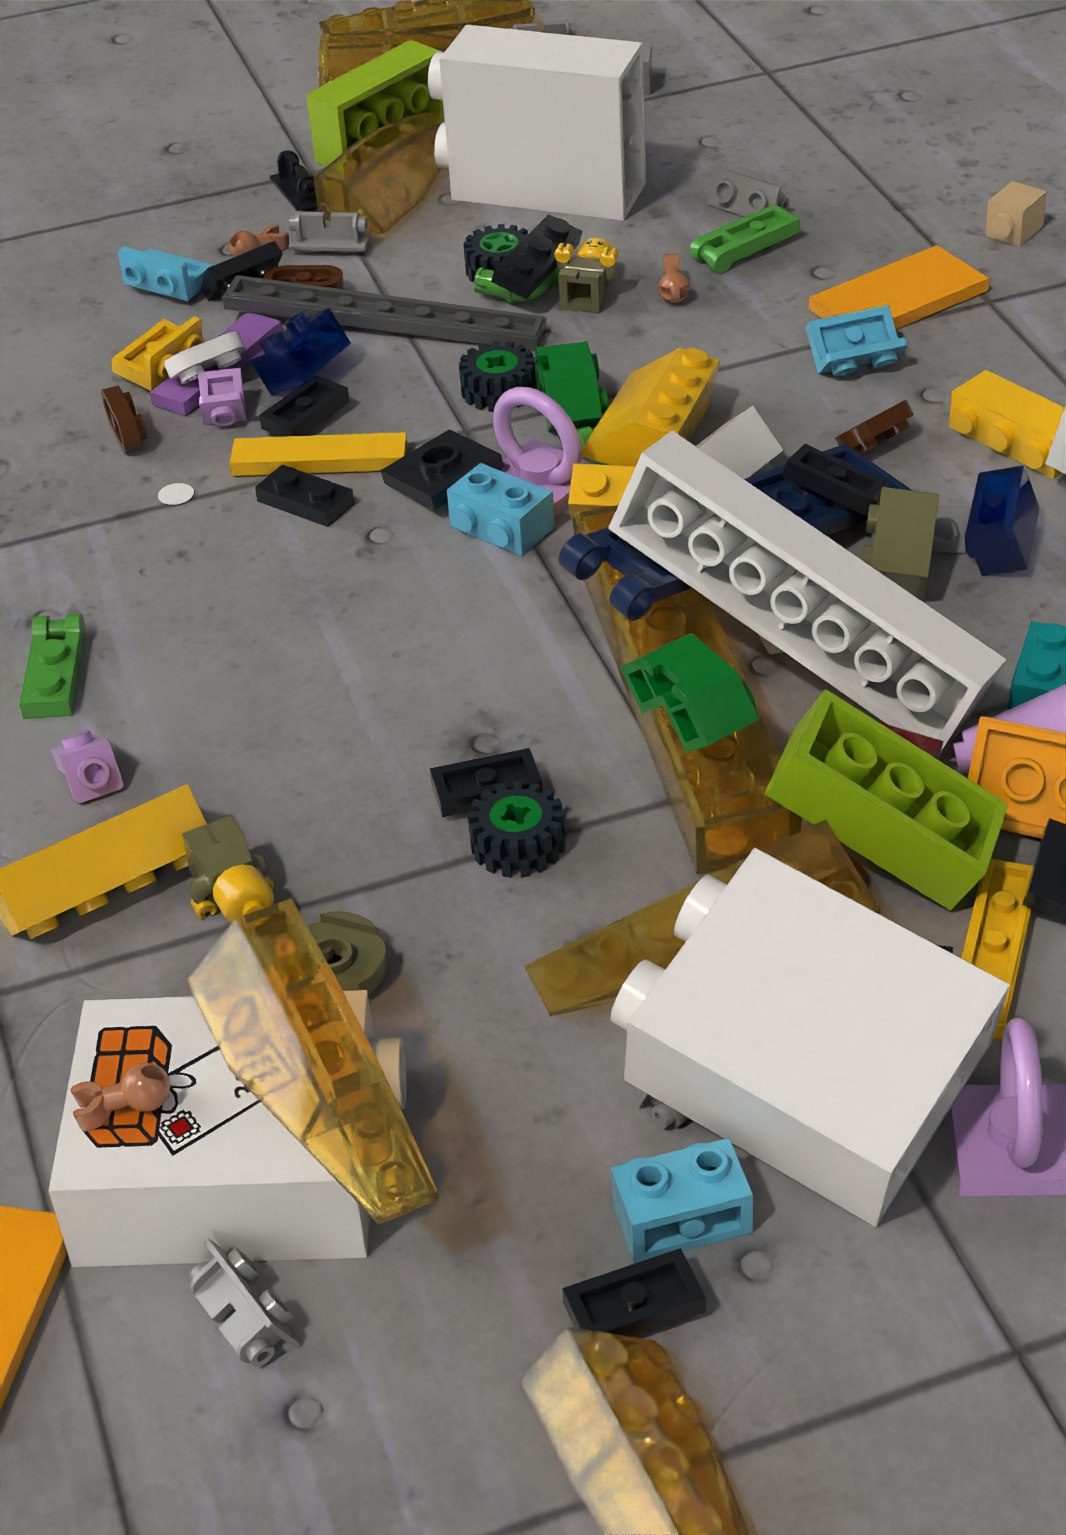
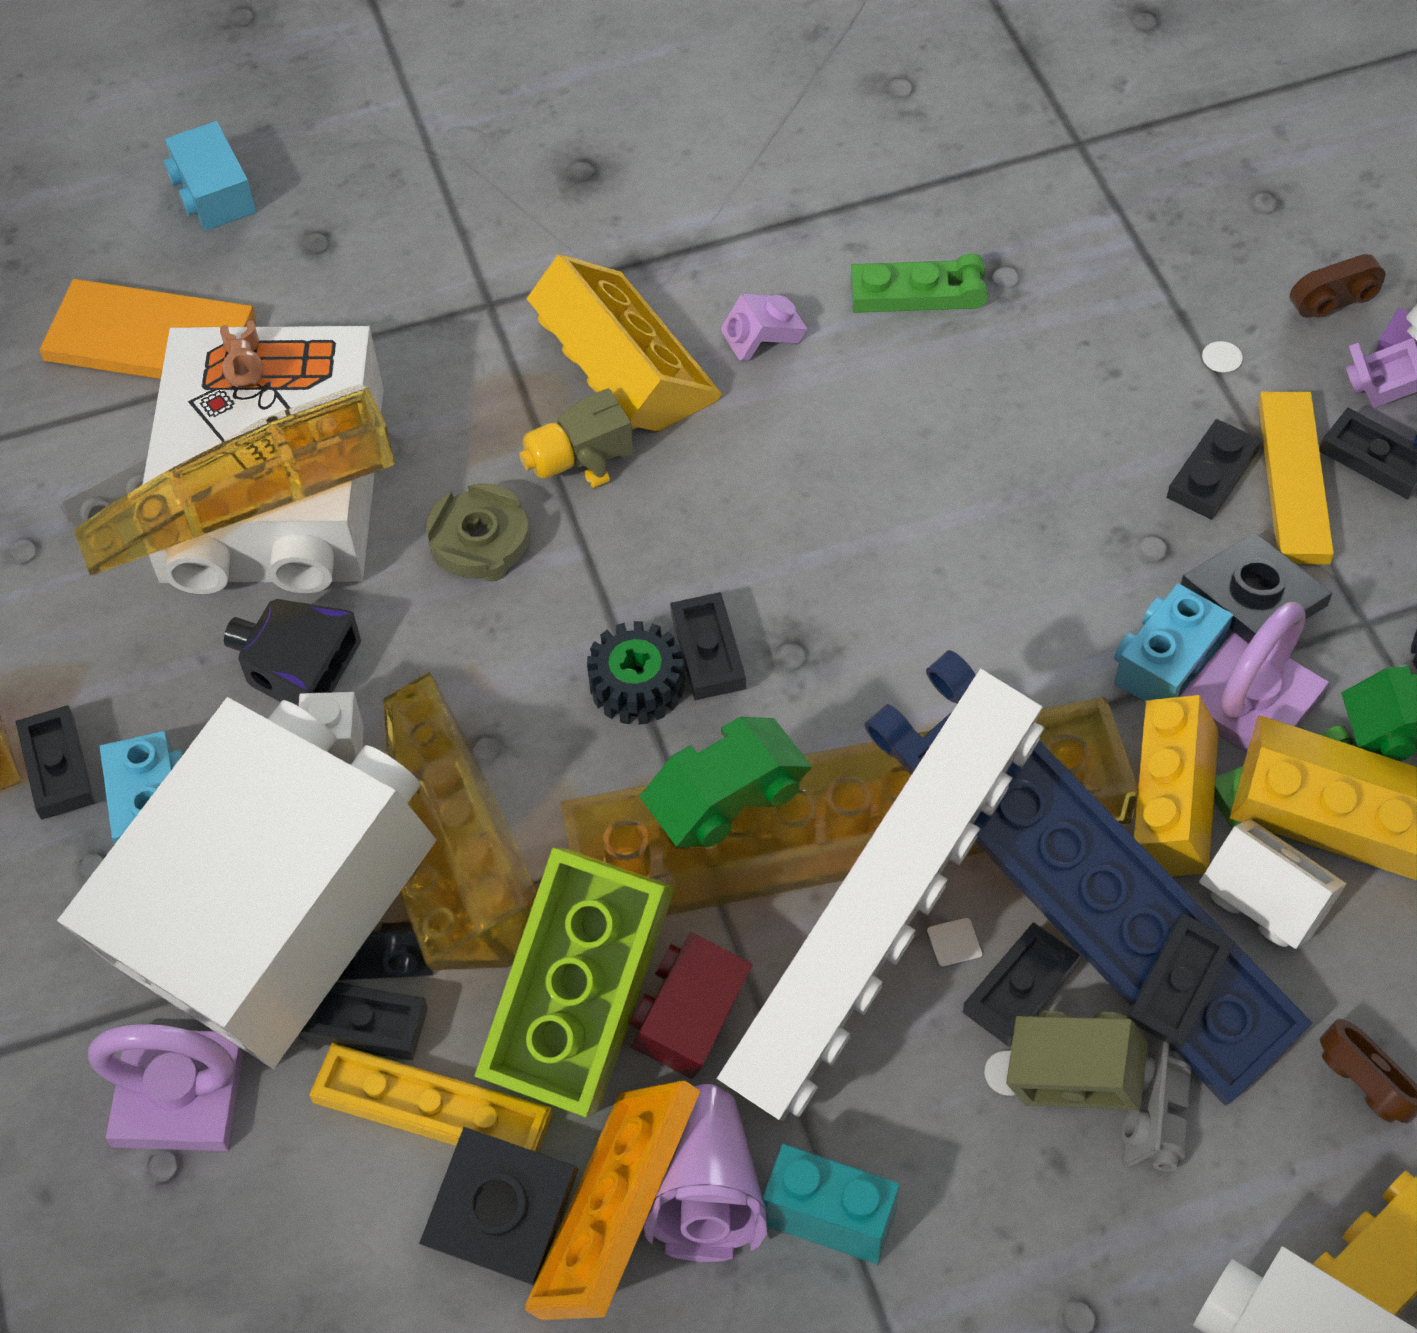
camera: 90 degrees right, 15 degrees up
(491, 1090) = (294, 648): none -> black torso
(594, 1046) = (341, 716): none -> white brick
(1002, 521) = (1137, 1193): clear blue brick -> none

